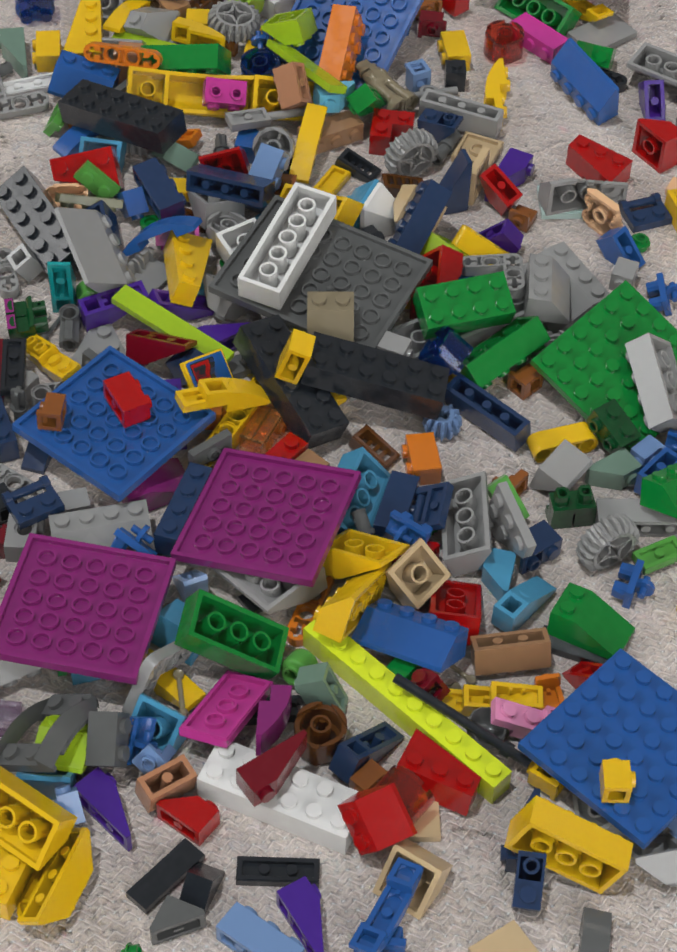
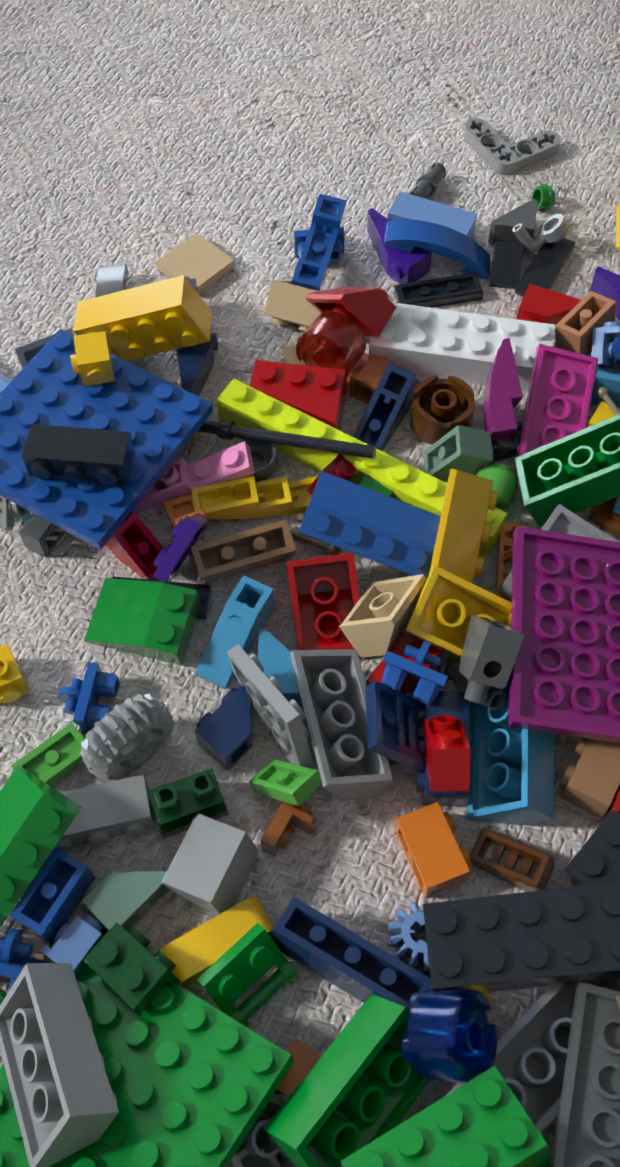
camera: 170 degrees right, 10 degrees up
(154, 894) = (551, 230): none -> light grey plate
(266, 773) = (484, 318): dark red slope -> none
(269, 892) = (439, 239): none -> blue slope
(358, 518) = (488, 656): none -> dark grey torso
(396, 344) = (540, 1021): light grey brick -> none
(402, 484) = (447, 754): none -> red slope
(551, 417) = (241, 969): none -> green plate
(557, 645) = (186, 535): none -> dark purple plate
(631, 698) = (79, 454): none -> black brick

